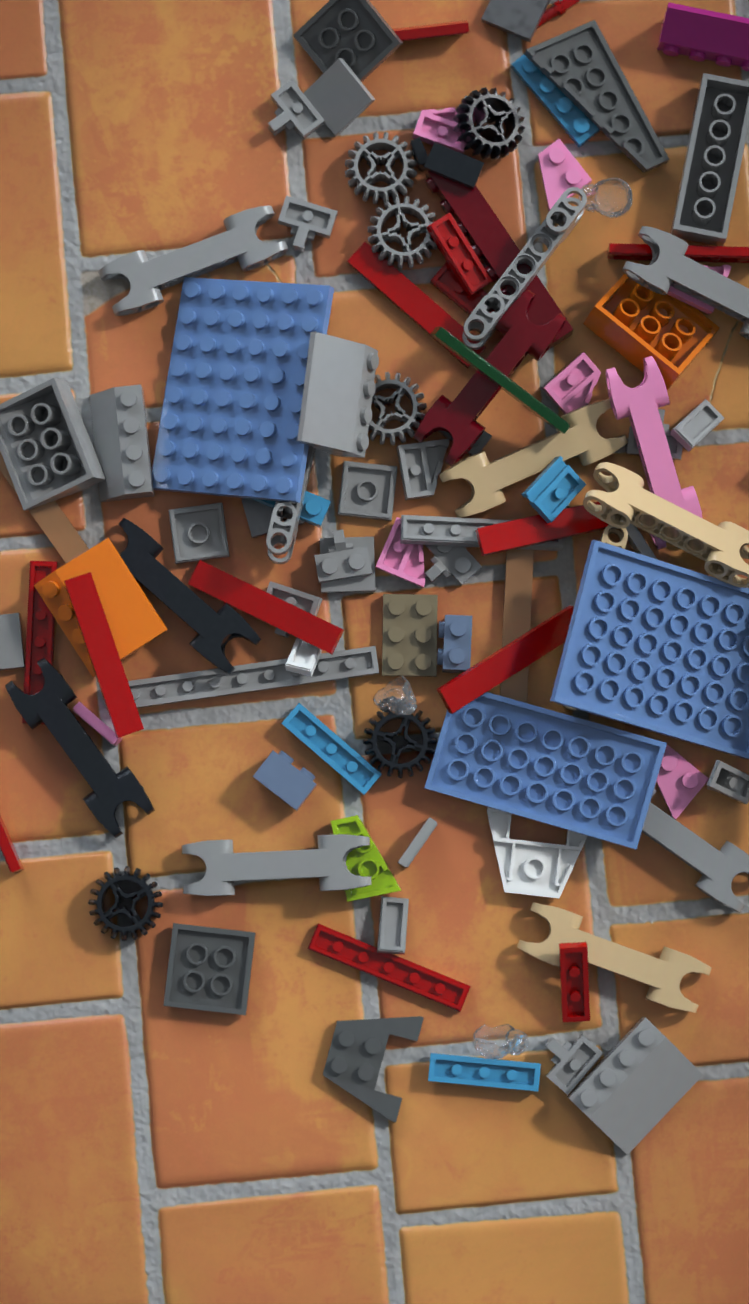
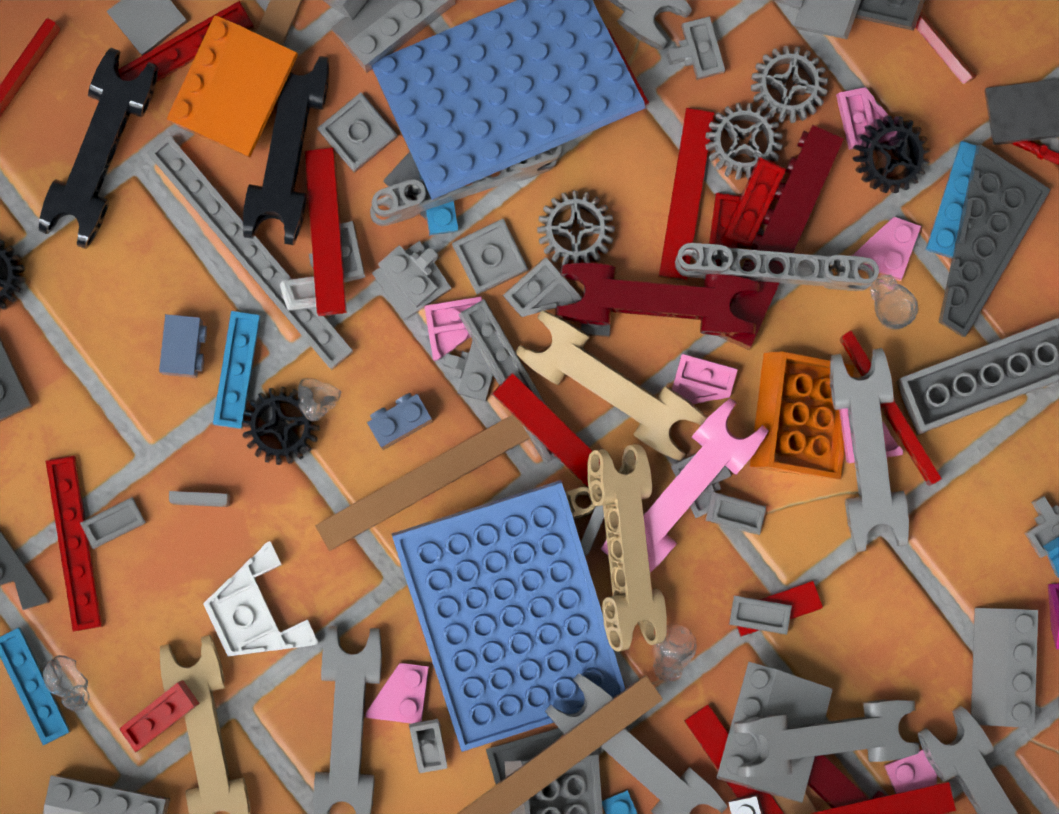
camera: 60 degrees right, 0 degrees up
(96, 723) = (129, 150): bright pink tile -> none
(103, 655) = (188, 114): red tile -> none
(325, 863) = (128, 428): light grey piece -> none
(338, 395) = (550, 172): light grey slope -> none
(365, 862) = (152, 458): lime wing -> none
(409, 635) = (383, 375): dark tan plate -> none
(419, 153) = (824, 110): black tile -> none
(454, 165) = (831, 146): black tile -> none
(500, 379) = (657, 307): dark green tile -> none
(506, 661) = (406, 473): red tile -> none
(548, 767) = (337, 569): medium blue plate -> none
(553, 489) = (592, 420): dark azure plate -> none
(571, 1061) = (88, 758): light grey hinge -> none

